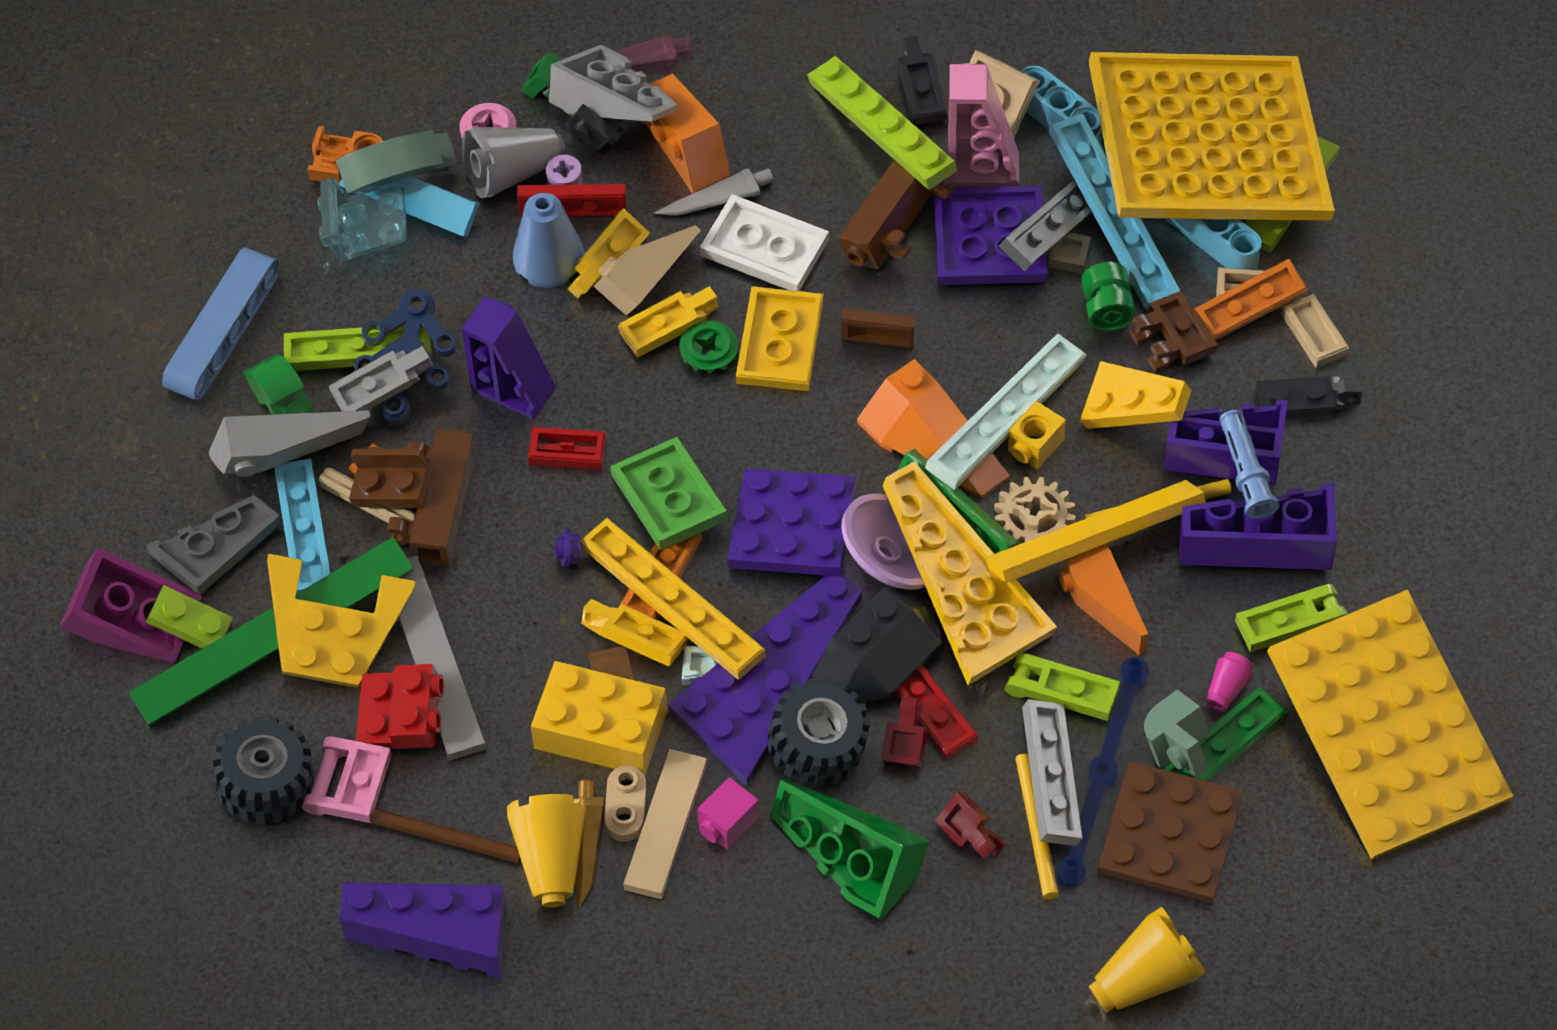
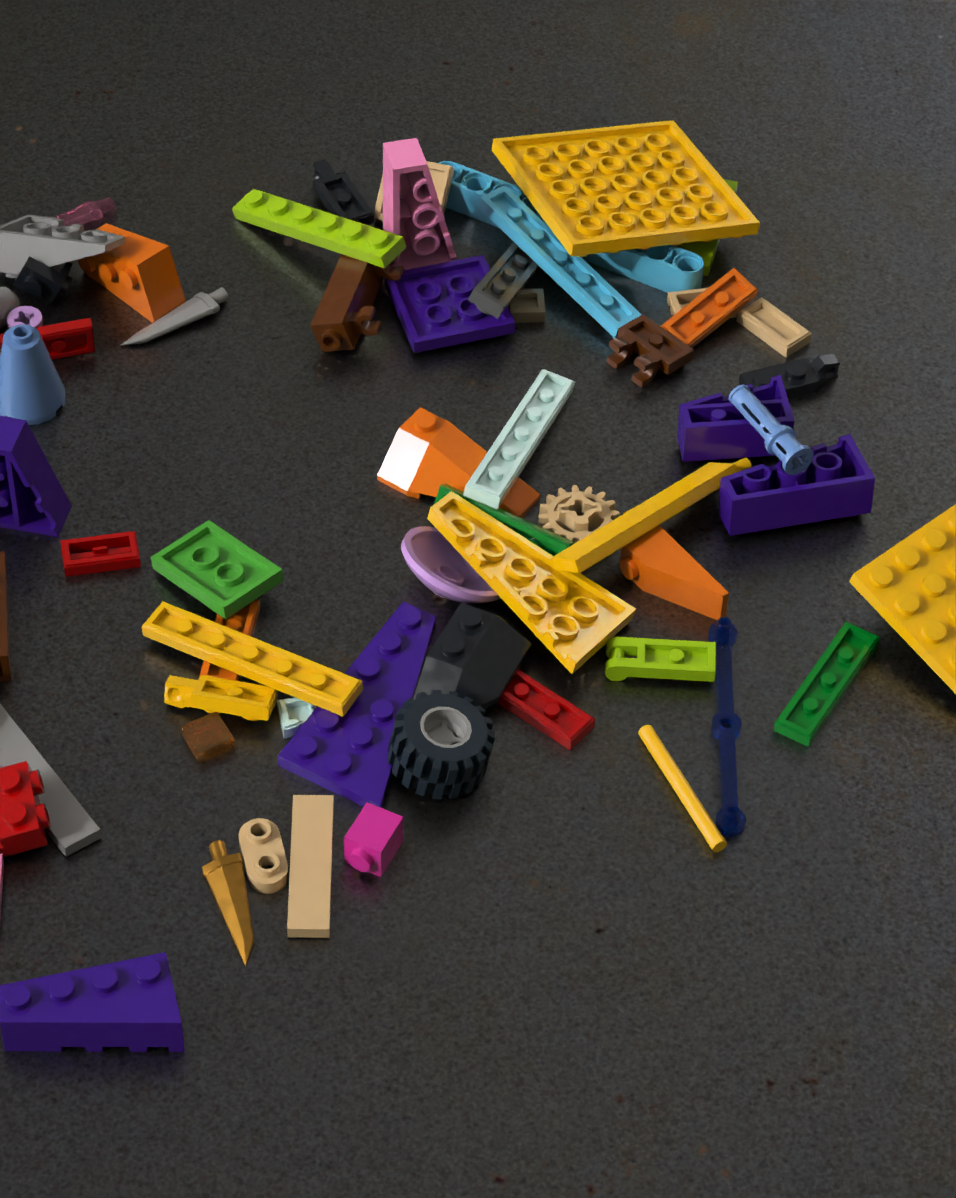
camera: 20 degrees left, 10 degrees down
(445, 835) = (85, 926): reddish brown bar -> none
(548, 844) = (198, 904): yellow cone -> none
(567, 548) = (130, 637): dark purple plate -> none
(599, 717) = (211, 779): yellow brick -> none
(619, 236) = (89, 381): yellow hinge -> none
(639, 269) = (126, 385): tan slope -> none
(667, 320) = (165, 426): yellow hinge -> none
(704, 334) = (204, 432): green gear -> none
(764, 243) = (238, 347): white plate -> none
(779, 338) = (279, 424): yellow tile -> none
(791, 522) = (346, 572): dark purple plate -> none
(859, 850) = (517, 846): green wedge -> none
(878, 328) = (372, 394): reddish brown tile -> none
(905, 740) = (526, 736): dark red plate -> none
(965, 825) = (614, 797): dark red plate -> none
(1037, 422) = (555, 453): yellow brick -> none
(1052, 772) = (681, 735): light grey plate -> none
(1108, 296) = (578, 330): green wheel -> none
(1133, 397) = (636, 402): yellow wing -> none
(1147, 964) = (843, 881): yellow cone -> none
(1170, 832) = (814, 764): reddish brown plate -> none
(1175, 731) = (790, 674): sand green brick -> none
(1228, 681) = (815, 620): dark pink cone -> none
(1288, 617) = (838, 563): lime plate -> none

